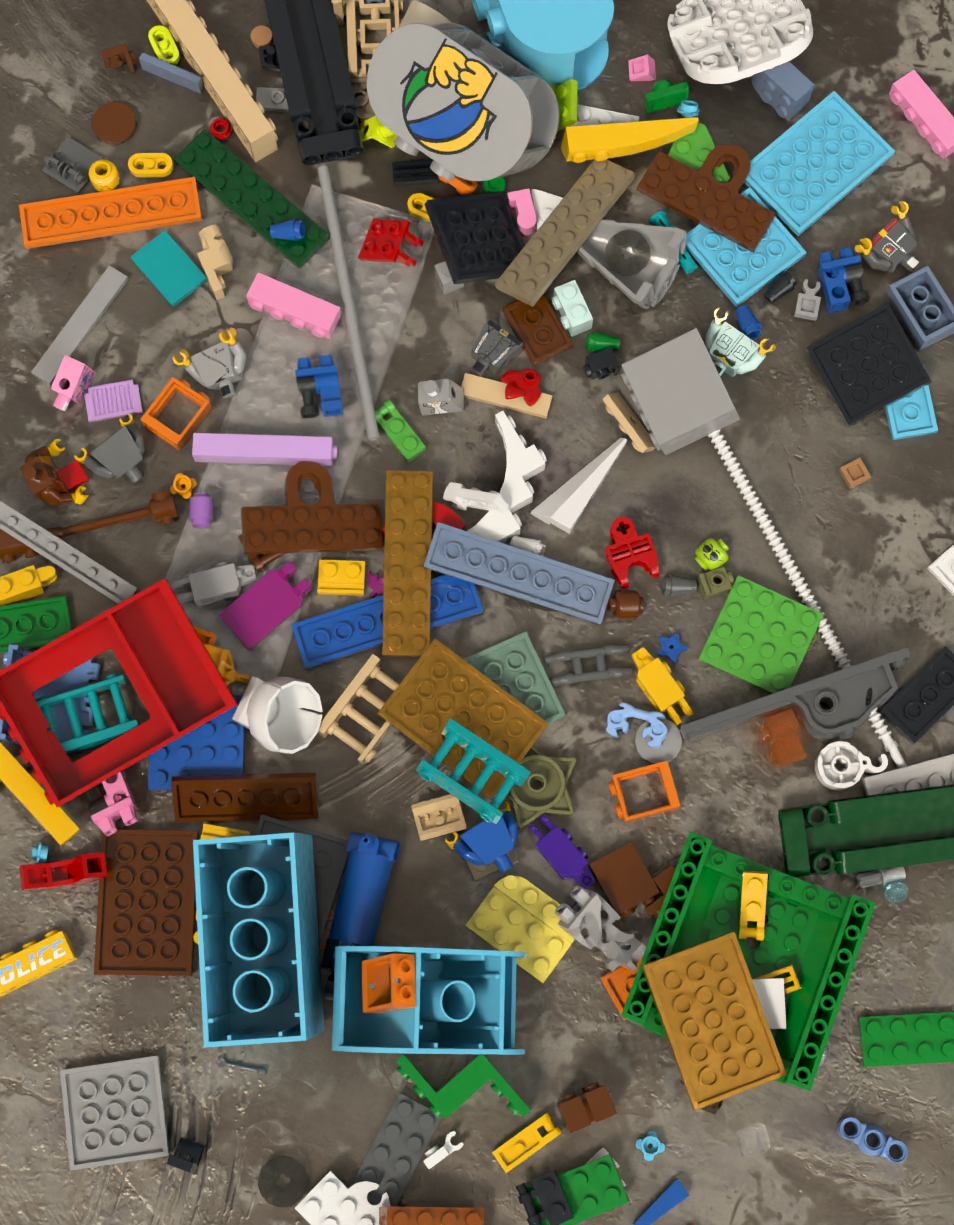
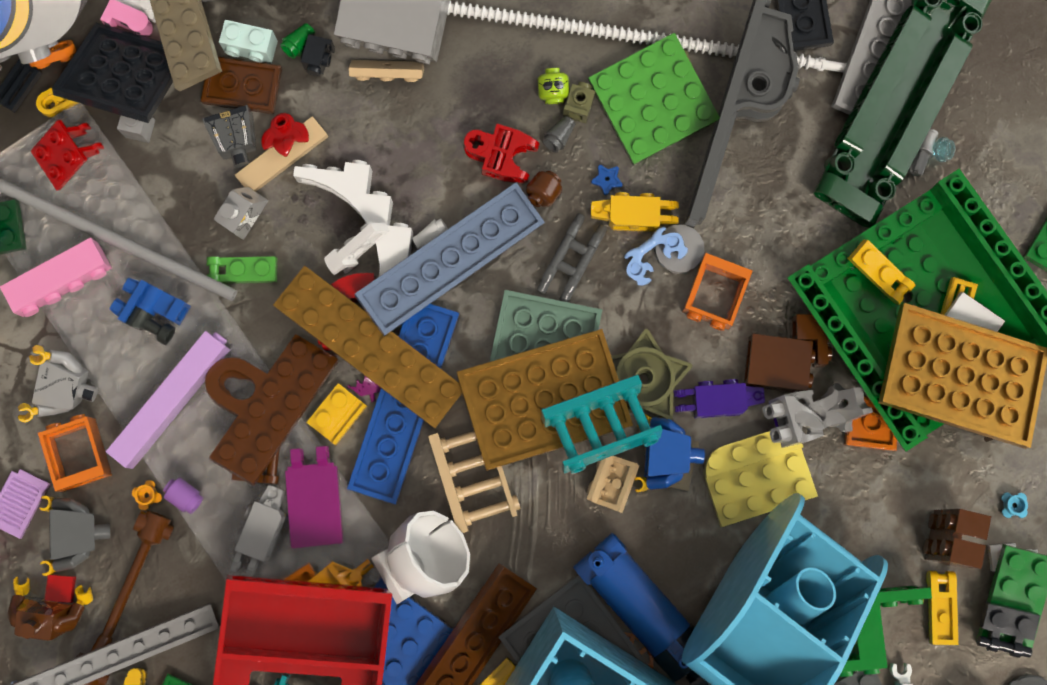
camera: 55 degrees left, 5 degrees up
(377, 972) = (763, 661): orange window -> none
(494, 185) = (82, 26): green tile -> none
(571, 499) = (416, 168): white wedge -> none
(782, 739) = (754, 145): clear orange brick -> none
(854, 763) = (818, 104): white piece -> none

